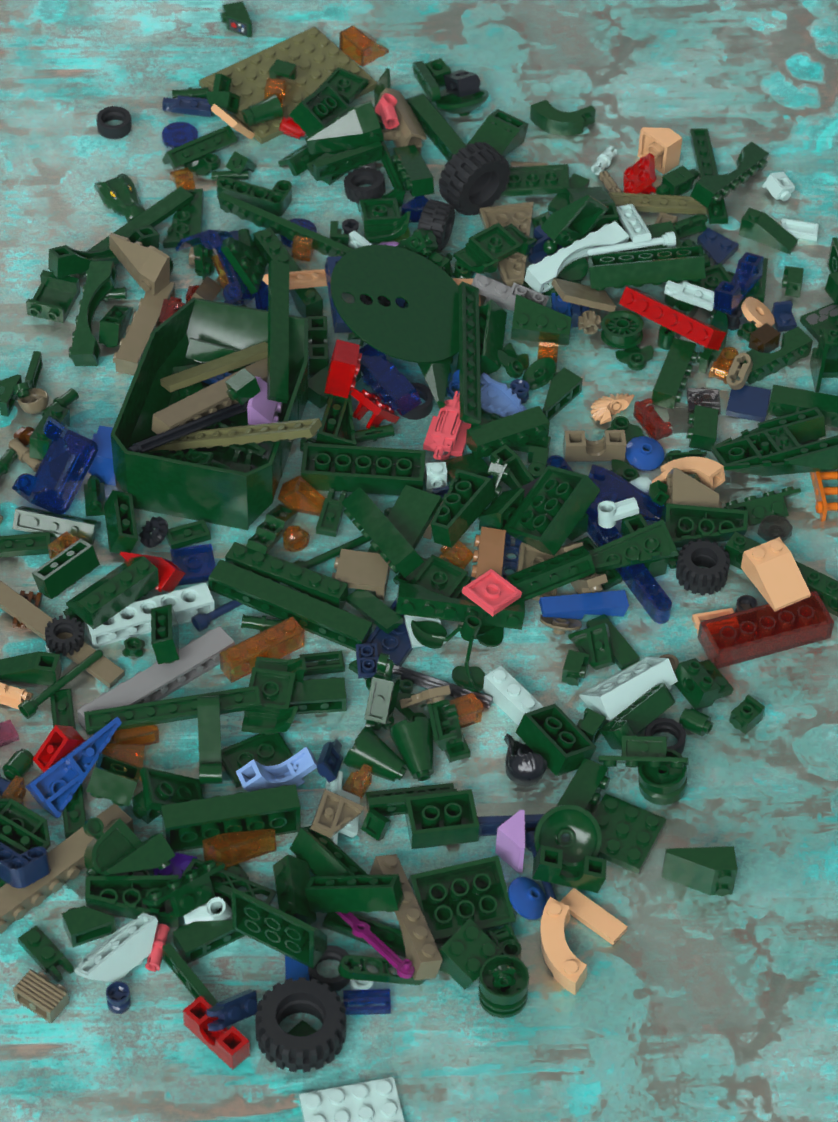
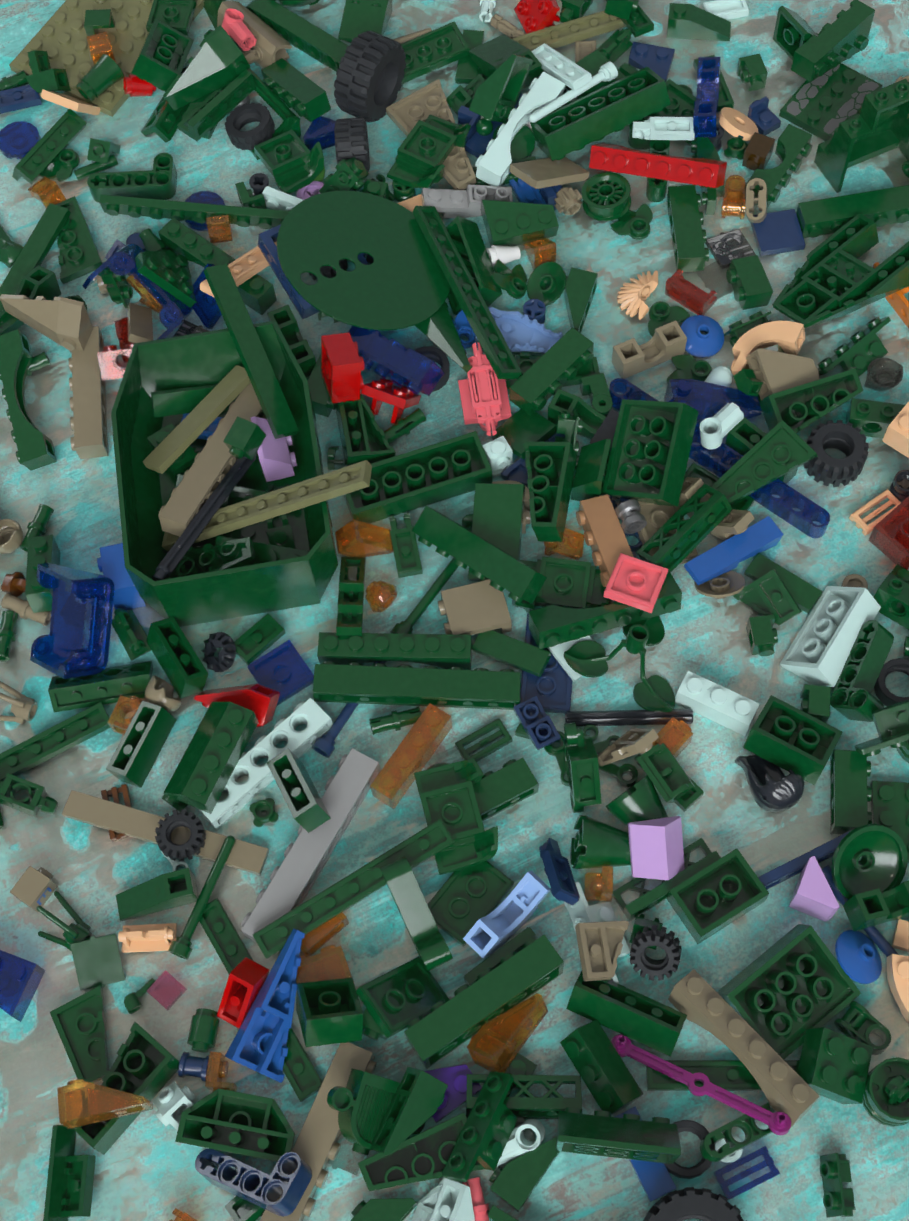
camera: 15 degrees left, 15 degrees up
(98, 541) = (161, 694): none -> dark tan hair
(114, 325) = (53, 403): dark green slope -> none
(354, 893) = (680, 1053): dark green brick -> none
(386, 836) = (652, 966): none -> black tyre
(412, 767) = (656, 848): none -> lavender slope
(424, 1039) = (835, 1172): none -> dark green hinge
(514, 550) = (630, 515): none -> flat silver wheel
(518, 342) = (503, 253): none -> white cone

